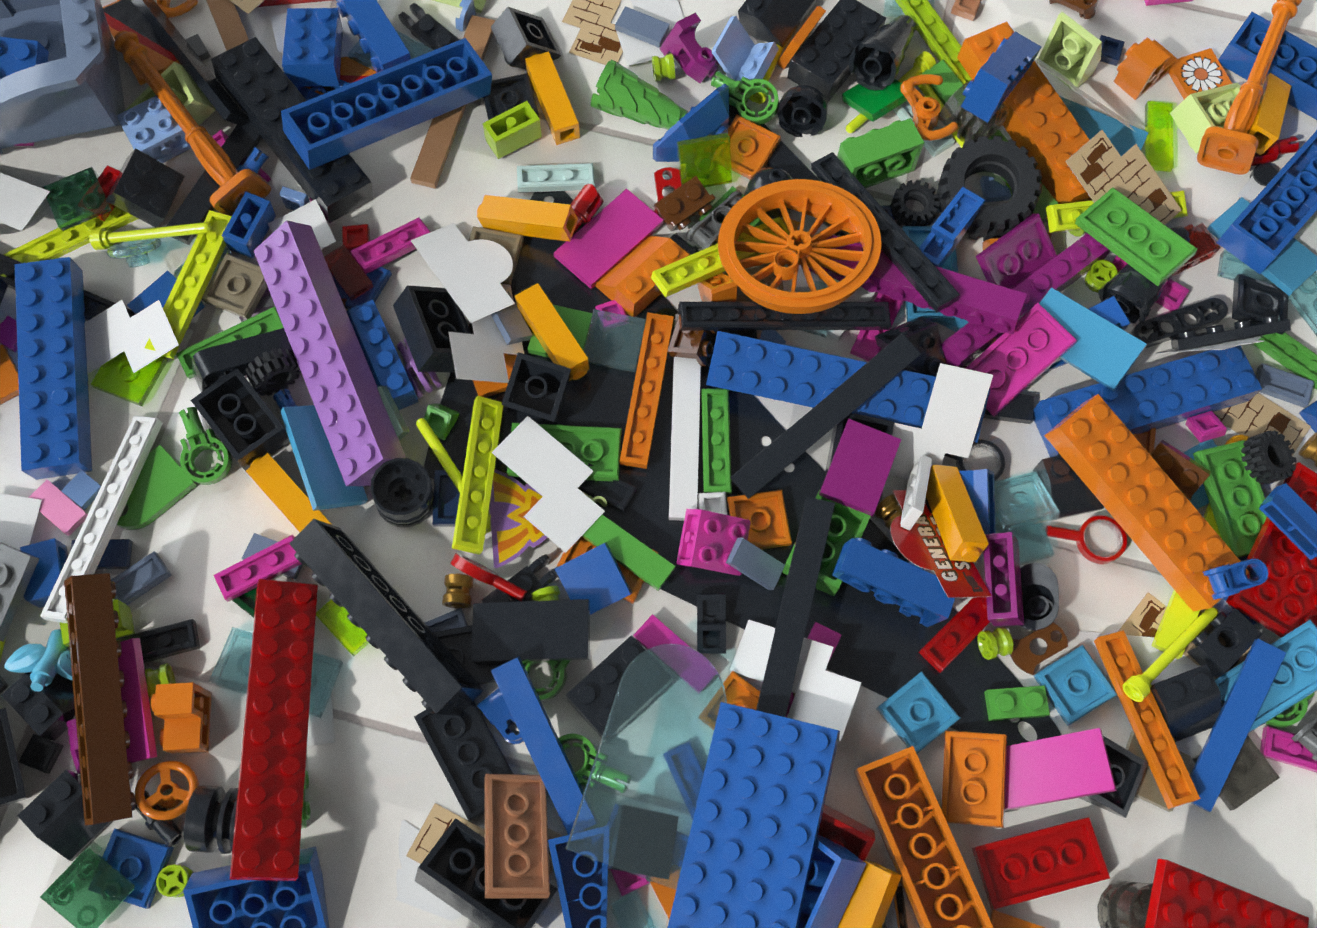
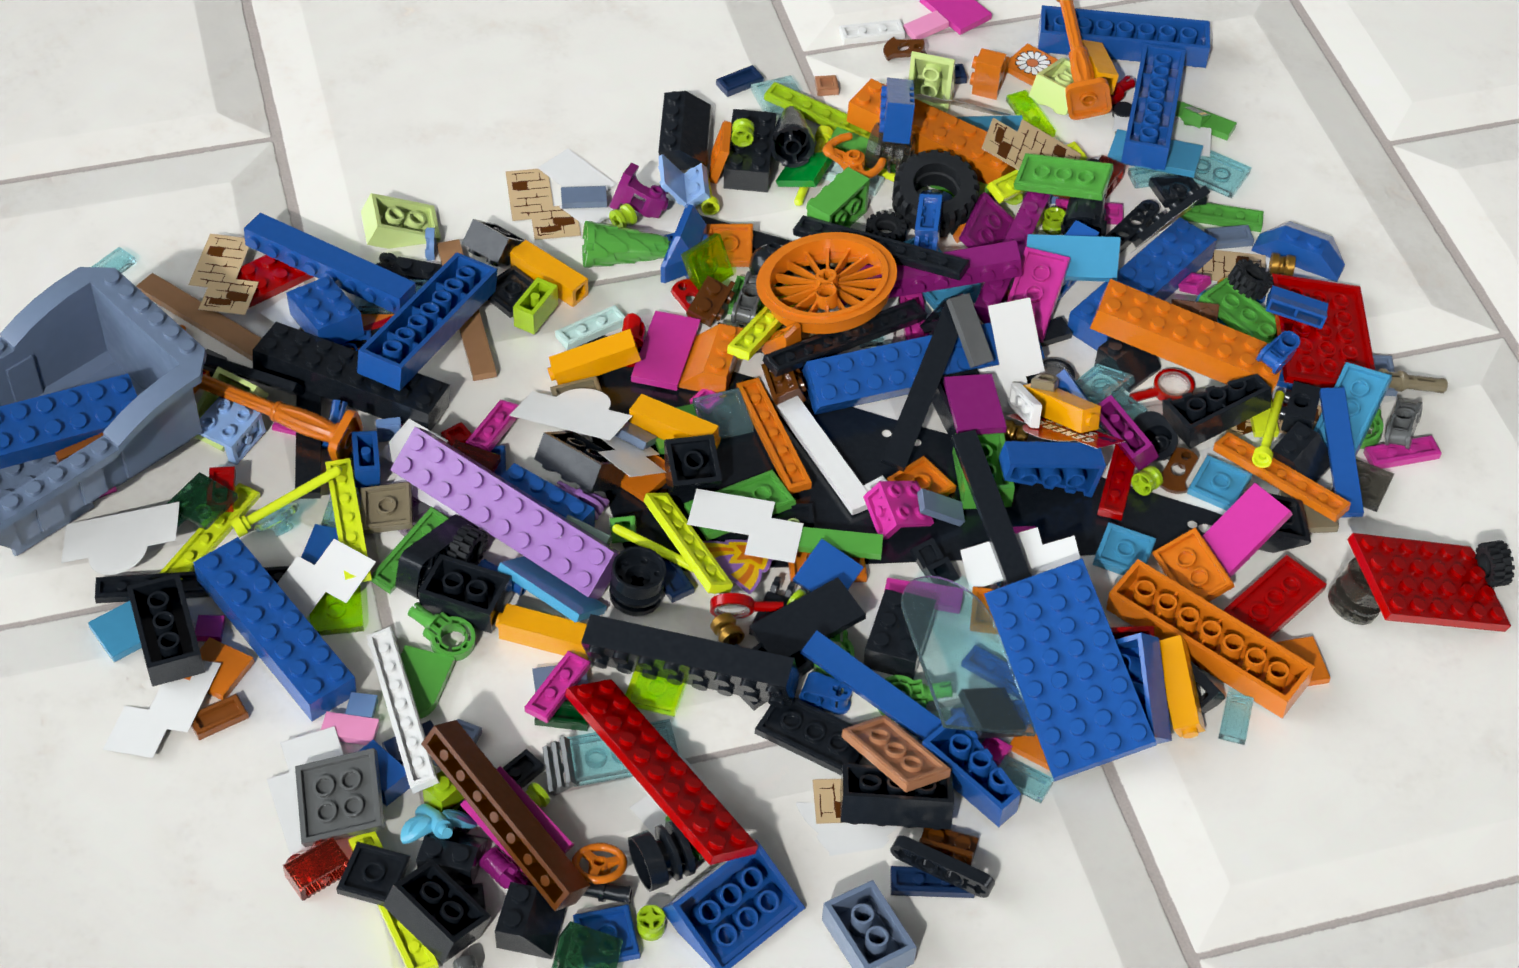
camera: 30 degrees left, 20 degrees down
(145, 188) = (257, 468): black brick -> none
(185, 716) = (573, 807): orange brick -> none
(207, 656) = (555, 768): none -> dark grey tile
(716, 441) = (850, 447): bright green tile -> none
(749, 88) = (703, 202): bright green pin -> none
(802, 111) = (757, 201): black cylinder -> none
(830, 27) = (742, 132): none -> lime wheel
(905, 380) = (969, 330): none -> dark grey tile
(955, 475) = (1045, 382): none -> dark tan tile
(1016, 703) = (1188, 512): bright green plate -> none
(1122, 599) = (1217, 409): none -> black wedge

